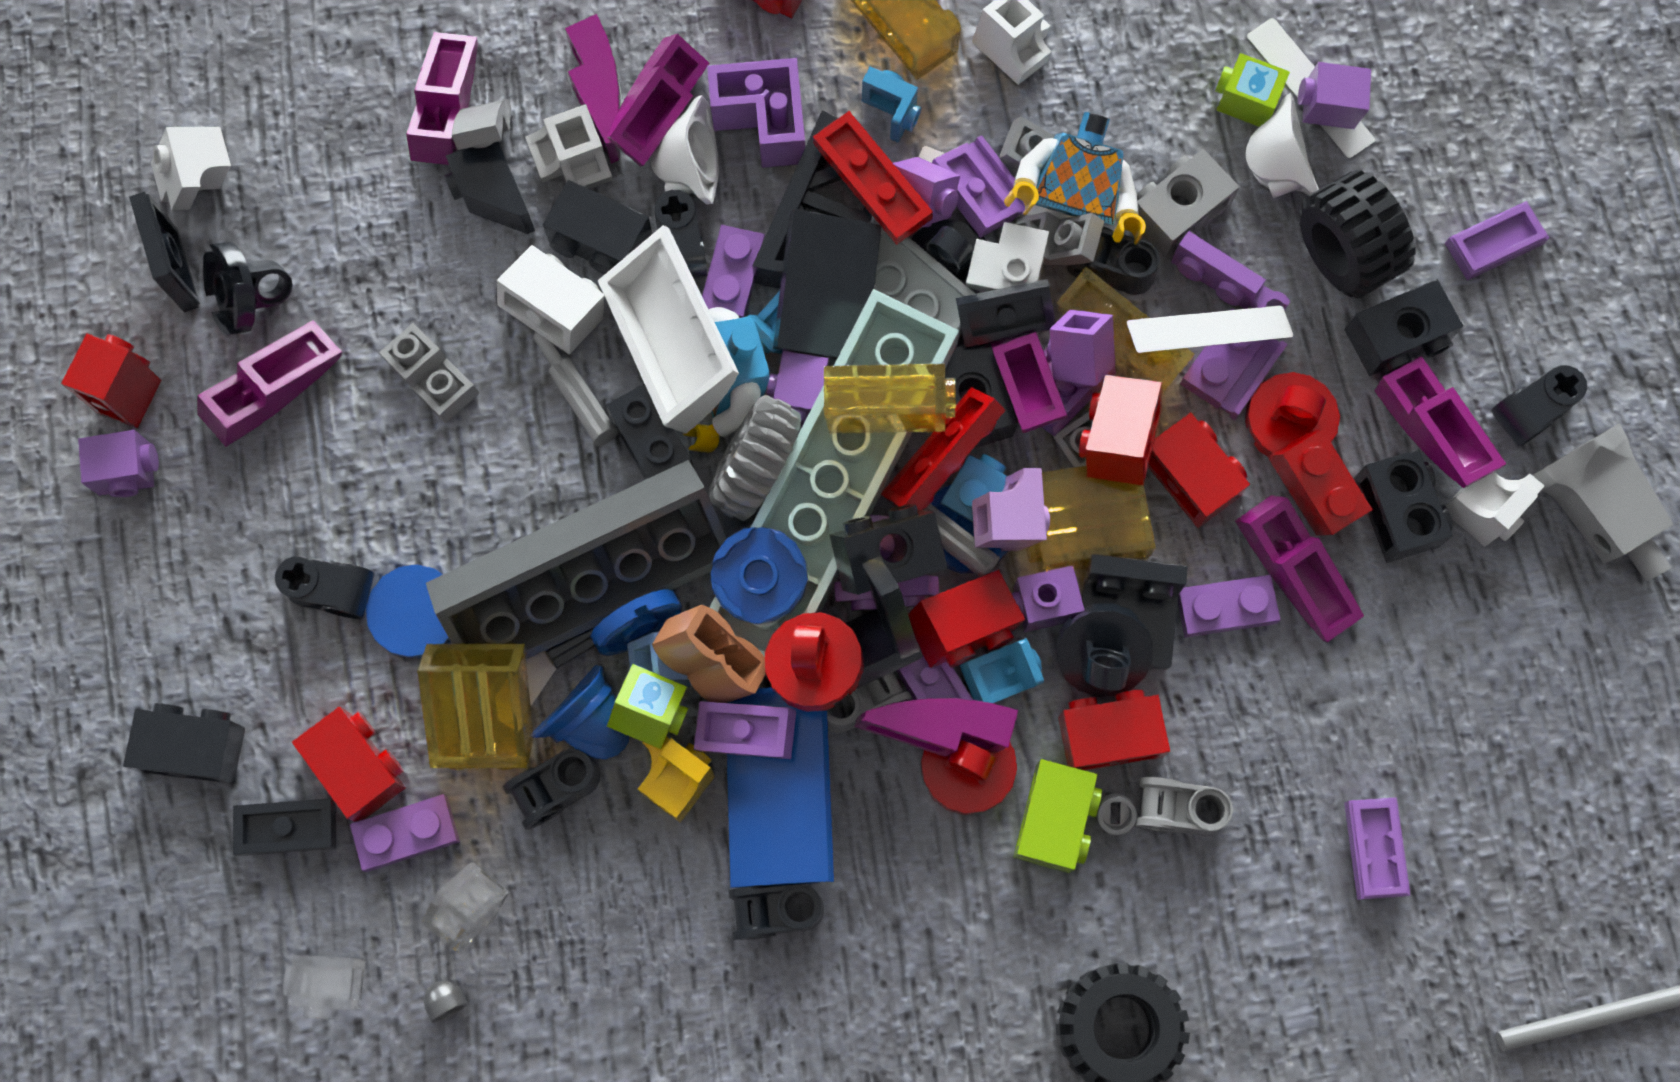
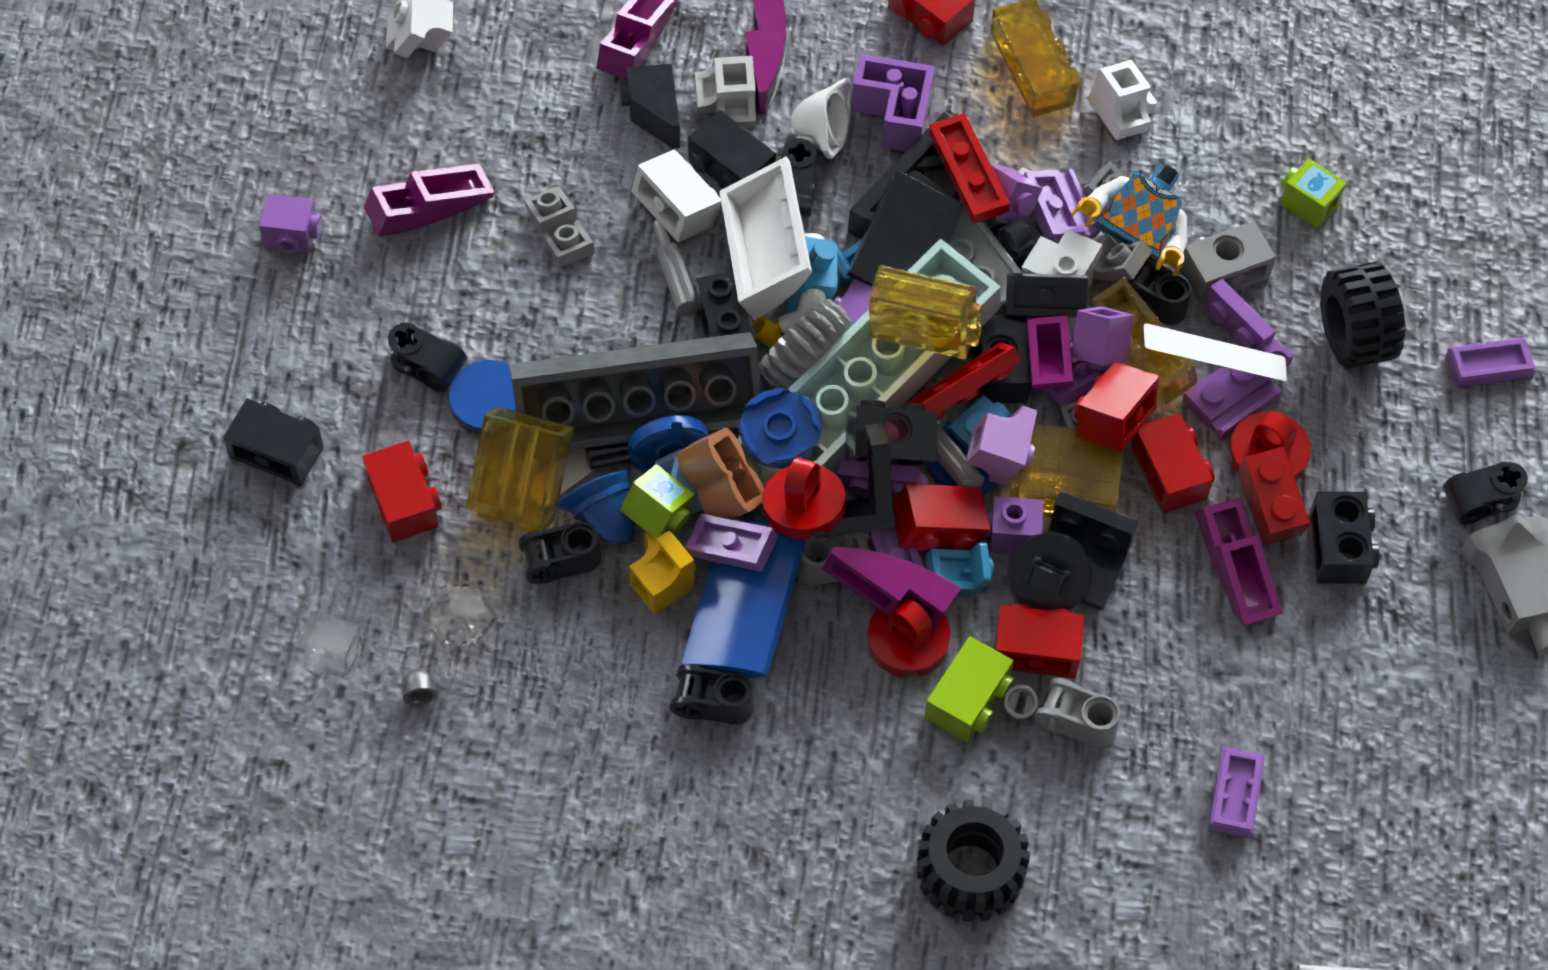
camera: 15 degrees right, 15 degrees down
(112, 379) = (307, 158): red brick -> none
(164, 252) = (380, 79): black tile -> none
(237, 284) = (425, 116): black tile -> none
(284, 827) = (332, 523): black plate -> none
(404, 833) = (427, 557): medium lavender plate -> none
(481, 124) = (663, 53): light grey slope -> none
(657, 98) = (811, 70): magenta slope -> none
(731, 270) = (831, 213): medium lavender plate -> none
(894, 96) = (1006, 120): dark azure bracket -> none
(1228, 606) = (1168, 576): medium lavender plate -> none
(1279, 153) = (1322, 242): white hat -> none
(1282, 52) = (1367, 208): white sticker -> none
(1335, 95) = (1380, 212): medium lavender brick -> none
(1422, 310) = (1403, 391): black brick -> none
(1439, 423) = (1390, 477): magenta slope -> none
(1493, 506) = (1419, 556): white brick -> none

